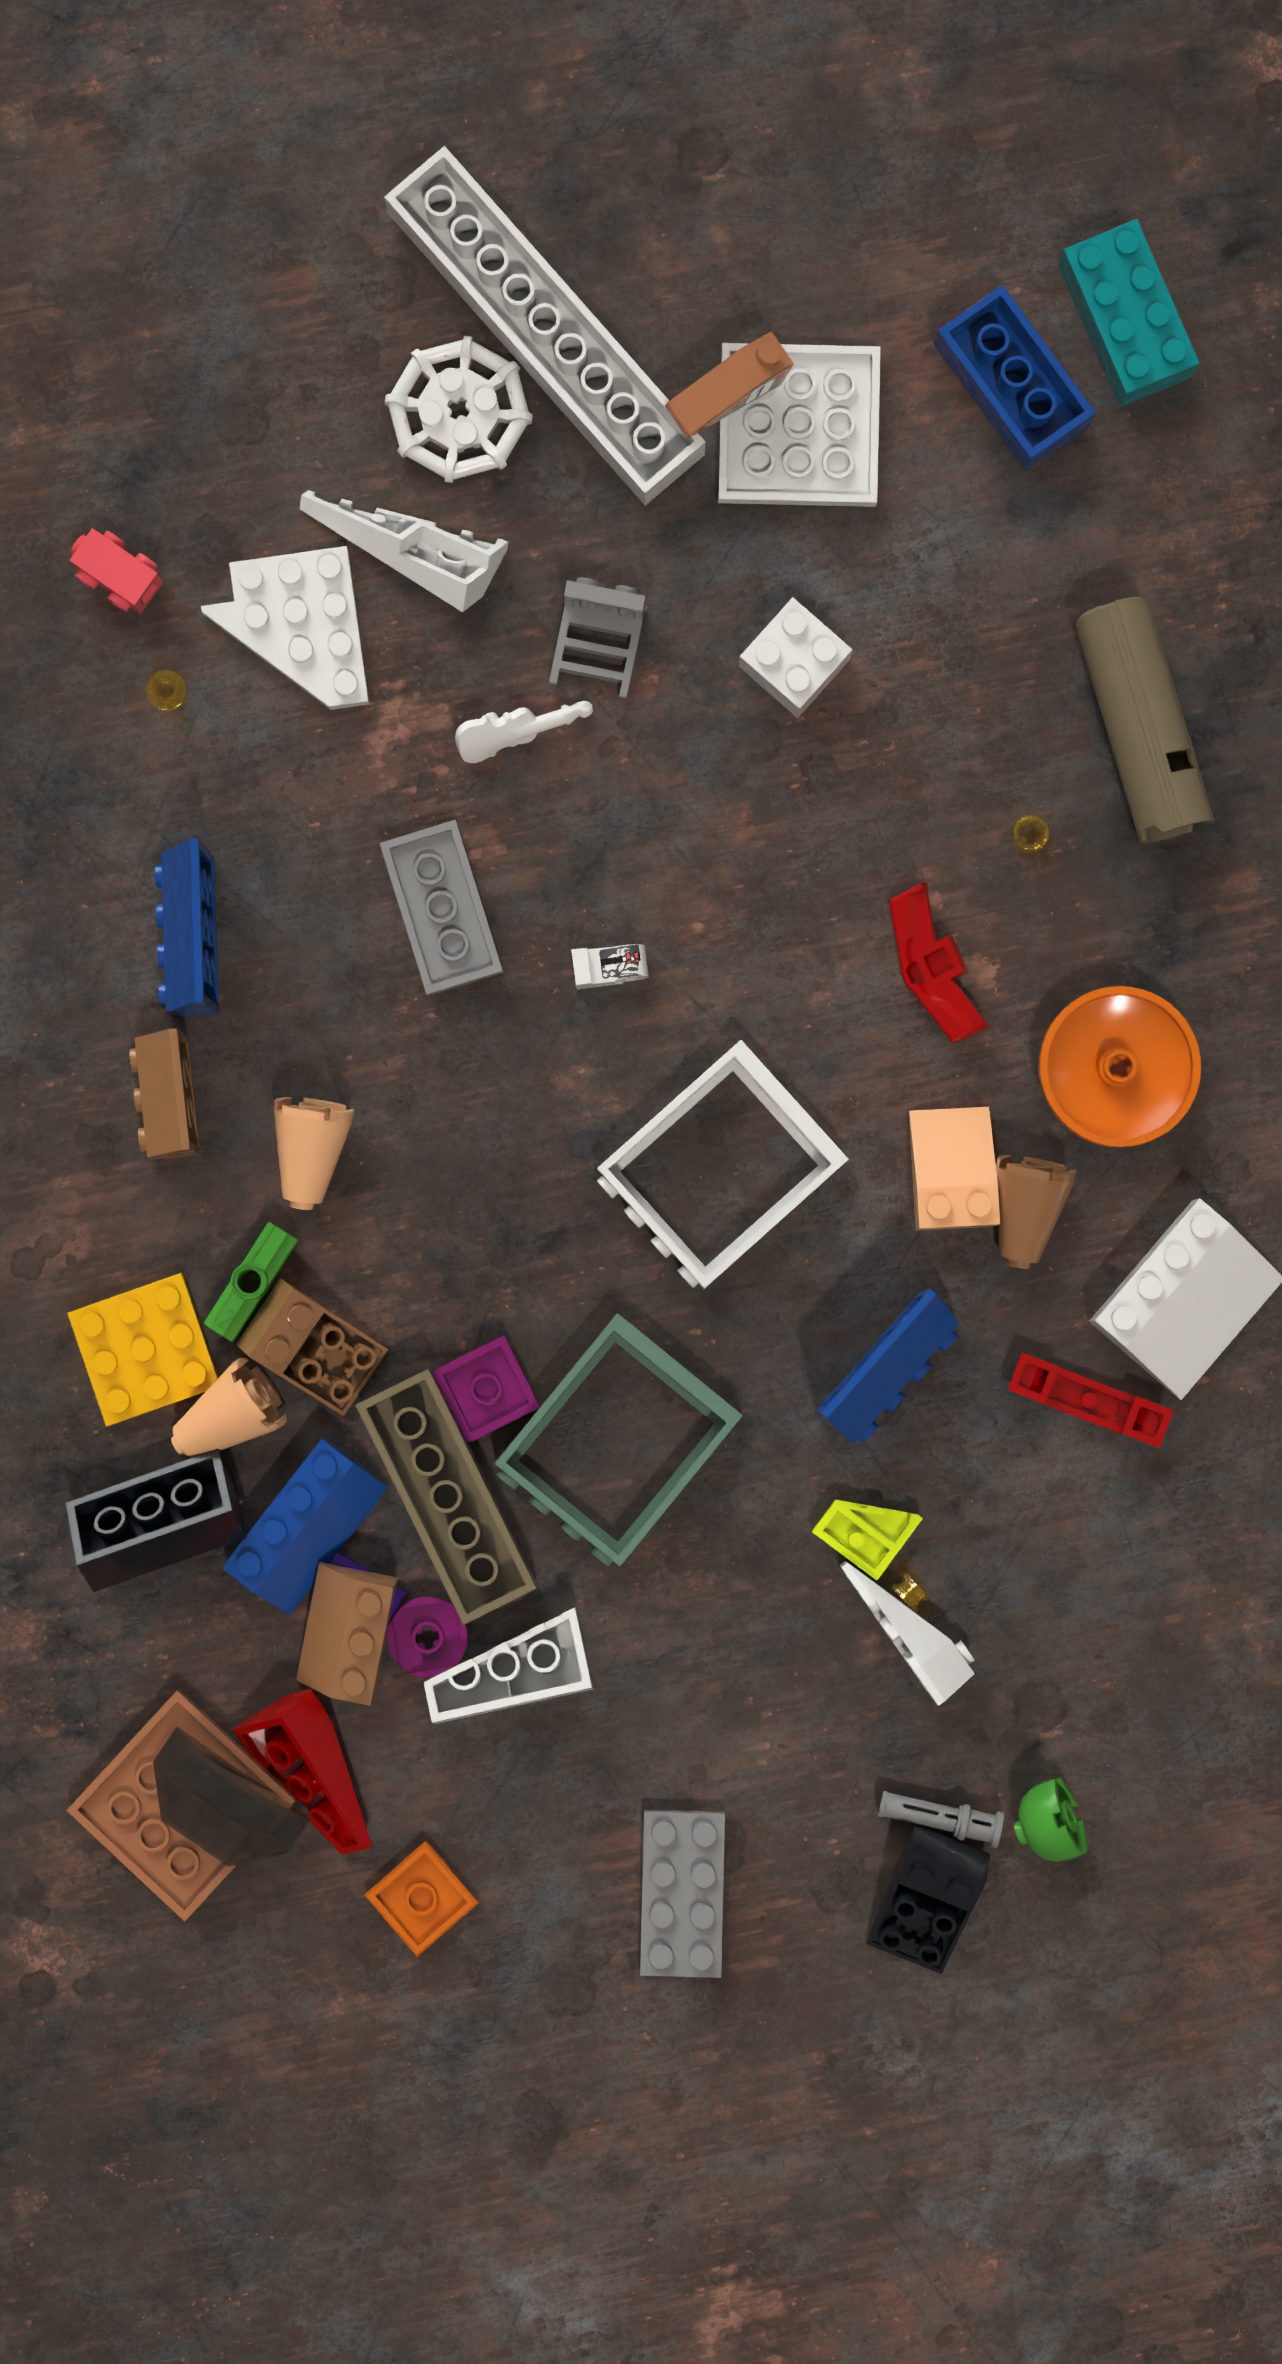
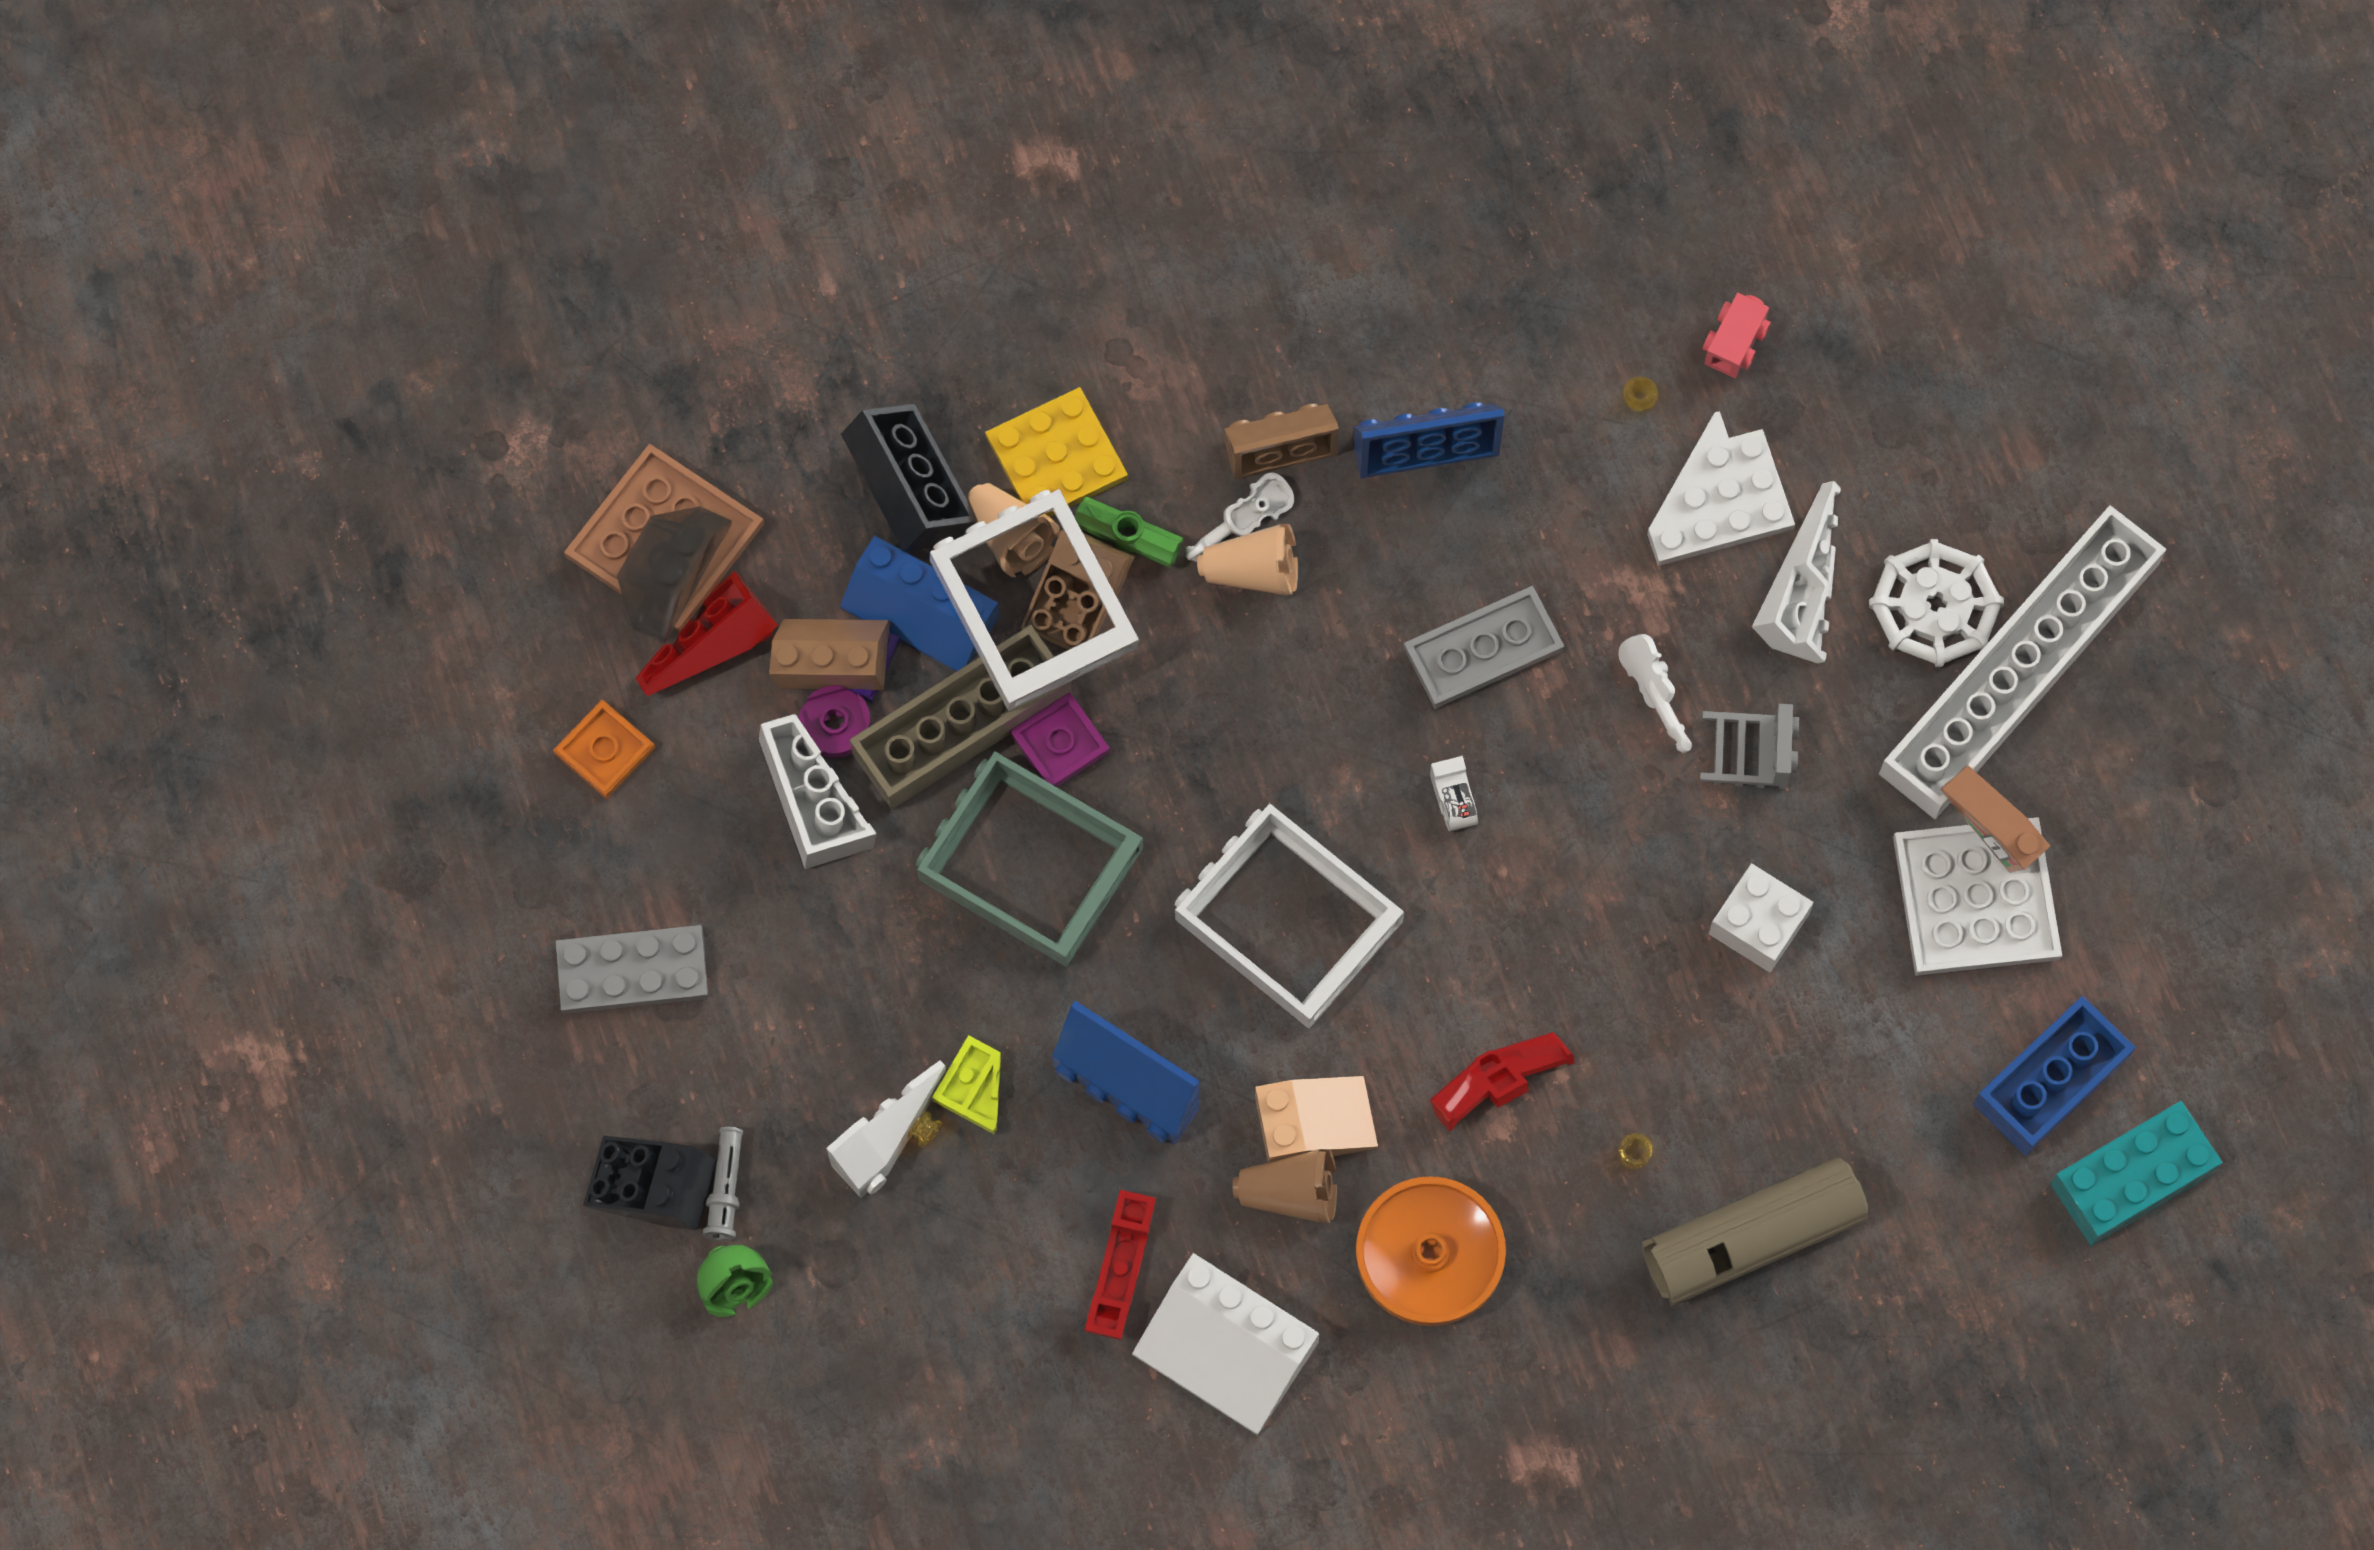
camera: 80 degrees right, 15 degrees down
(231, 1120) = (1267, 498): none -> white piece
(416, 1369) = (1065, 666): none -> white window

